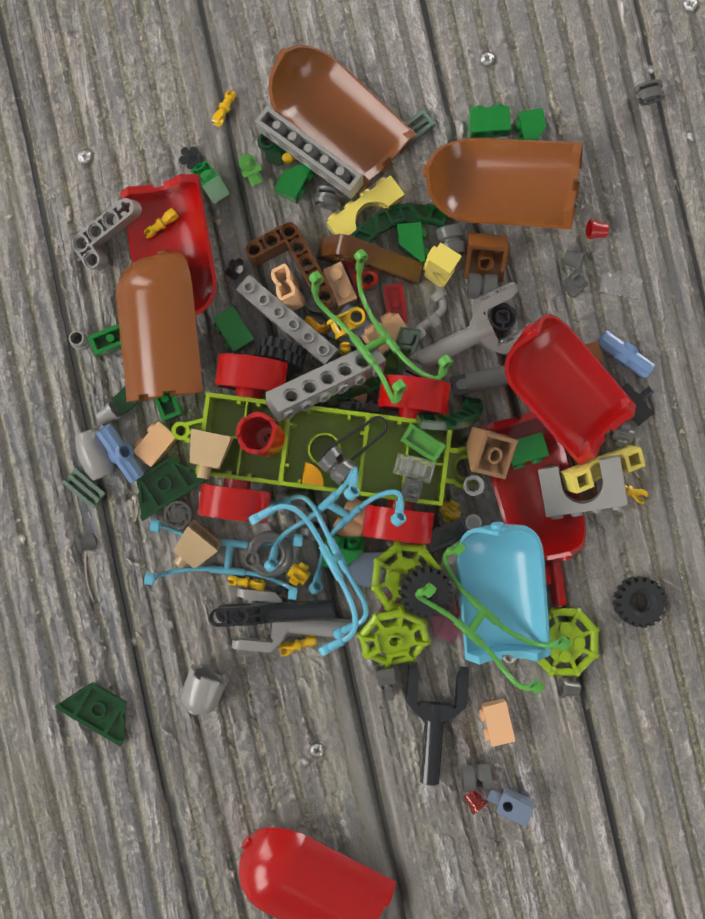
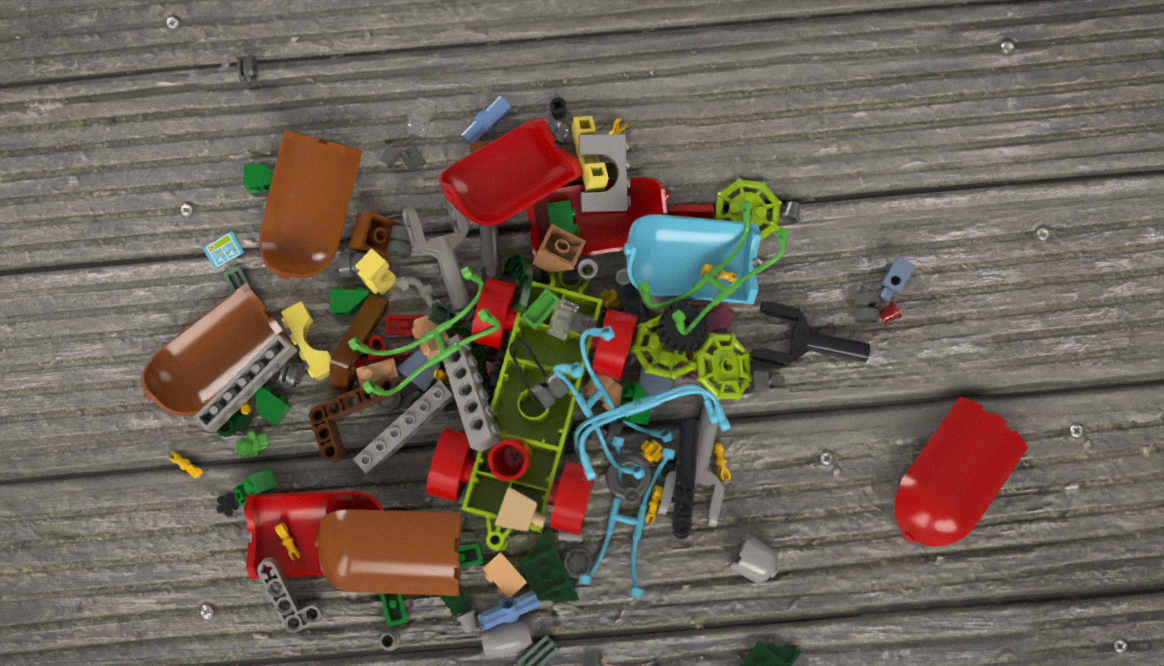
camera: 75 degrees left, 10 degrees down
(195, 546) = (611, 548): tan torso -> none
(233, 329) = (404, 483): green brick -> none
(234, 268) = (344, 474): black plant -> none
(283, 351) = (431, 433): black tyre -> none
(287, 287) = (371, 423): light nougat brick -> none
(312, 475) = (556, 417): light orange tile -> none
(320, 328) = (415, 396): light orange tile -> none
(346, 319) = (422, 377): yellow piece -> none
(399, 214) = (319, 309): dark green tile -> none
(449, 104) = (223, 250): none -> sticker
(489, 121) = (246, 215): green brick -> none
(492, 606) = (729, 276): none -> yellow piece
(497, 722) = (816, 282): light nougat brick -> none
(502, 317) = (433, 226): black wheel -> none
(596, 229) = (365, 131): red piece -> none
(642, 411) = (540, 112): black plate -> none
(653, 608) = (721, 125): black tyre -> none
(655, 425) = (556, 103): none -> black bush

